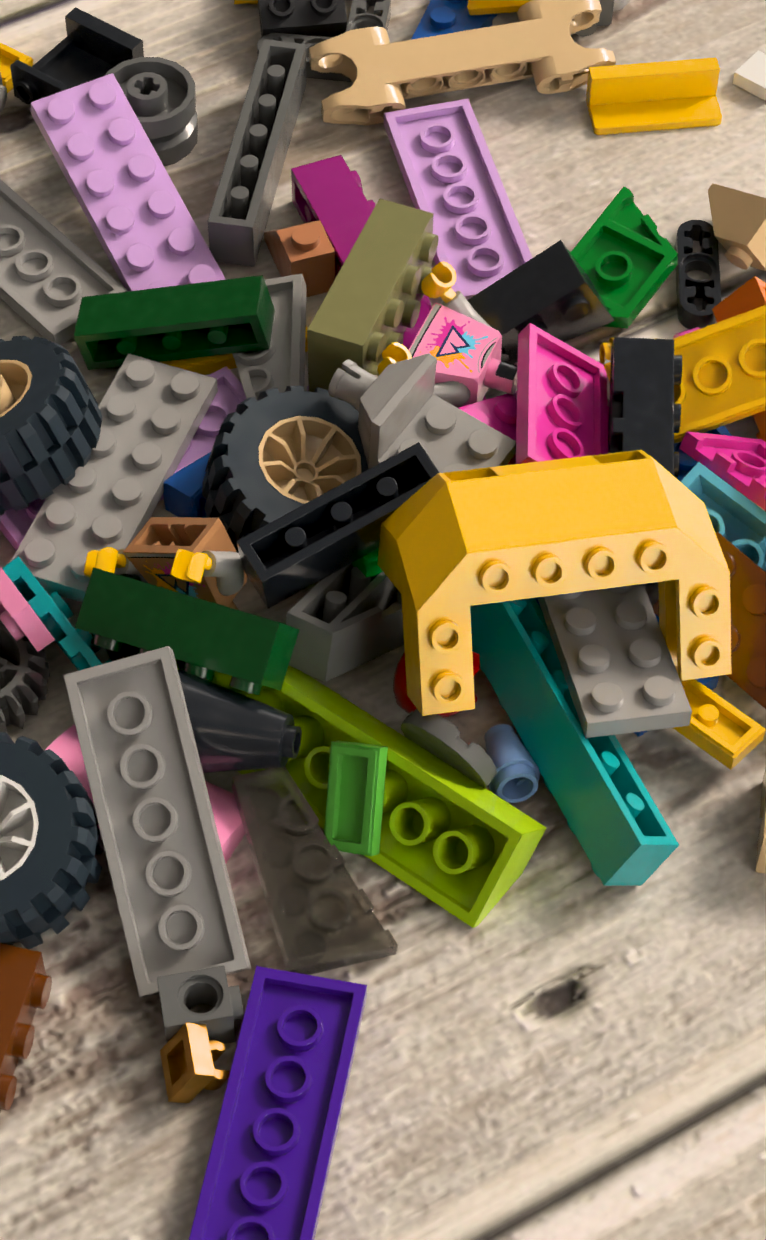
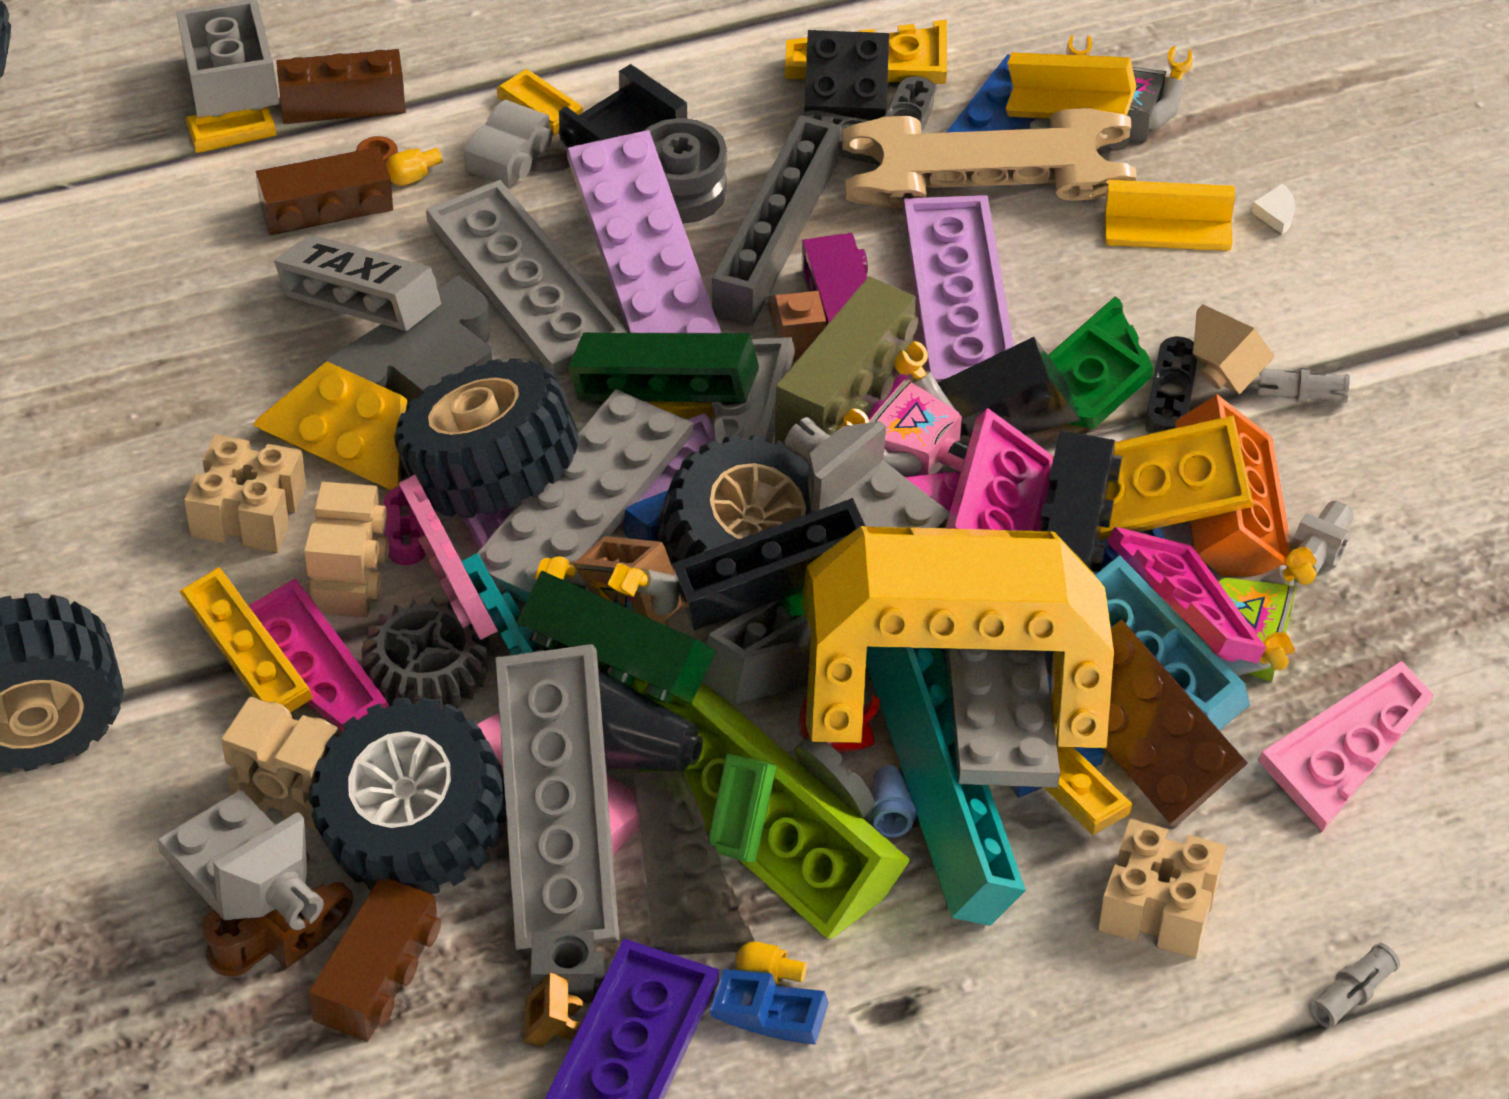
camera: 10 degrees right, 5 degrees down
(416, 969) = (769, 959): none -> yellow cylinder
(428, 1020) = (761, 1007): none -> blue slope

